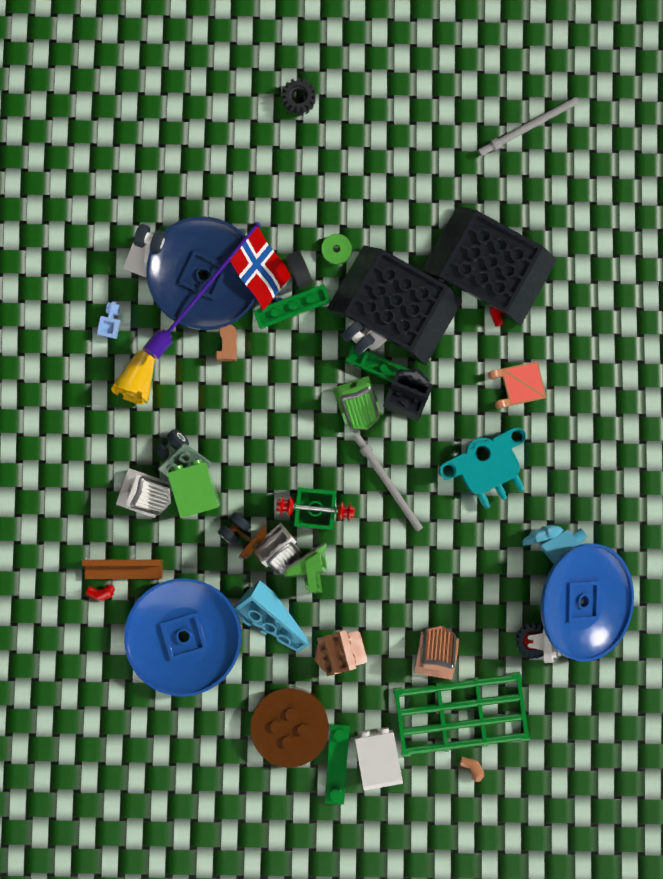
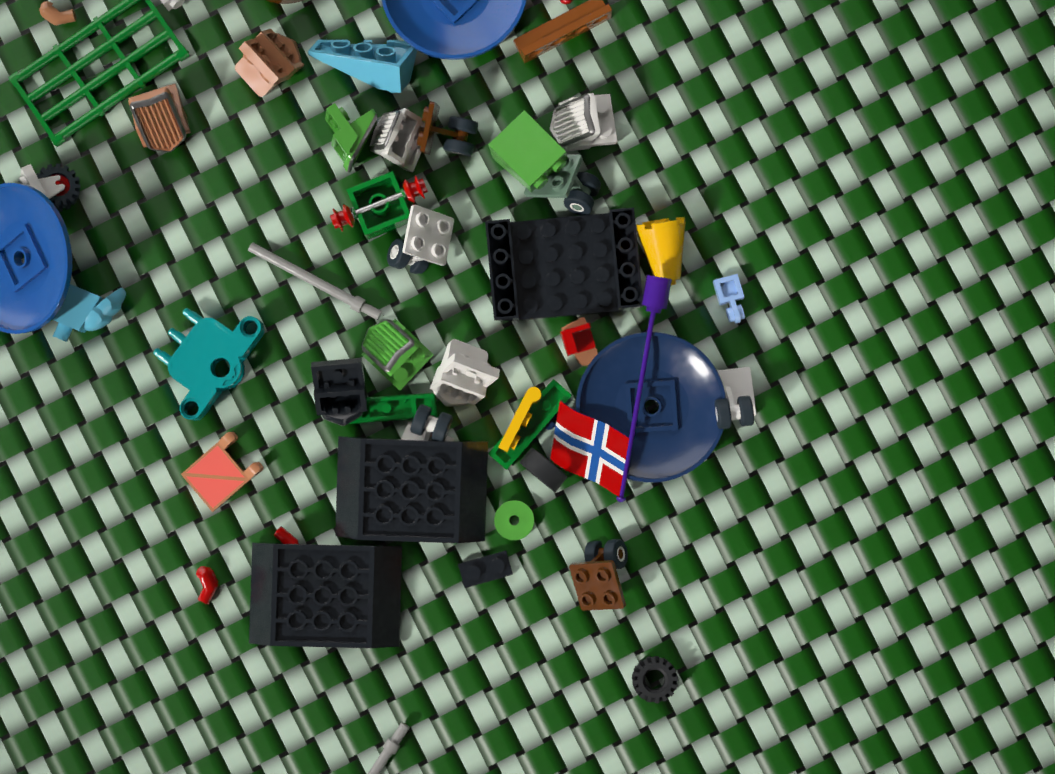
camera: 160 degrees right, 0 degrees up
(210, 401) = (564, 266): none -> black slope
(229, 344) = (577, 339): none -> red panel
(296, 311) = (520, 419): none -> yellow plate
(297, 466) = (425, 241): none -> white plate
(301, 179) = (597, 577): none -> reddish brown plate
(318, 362) = (463, 375): none -> white piece
(372, 227) = (485, 569): none -> black plate
(563, 314) = (208, 582): none -> red arm

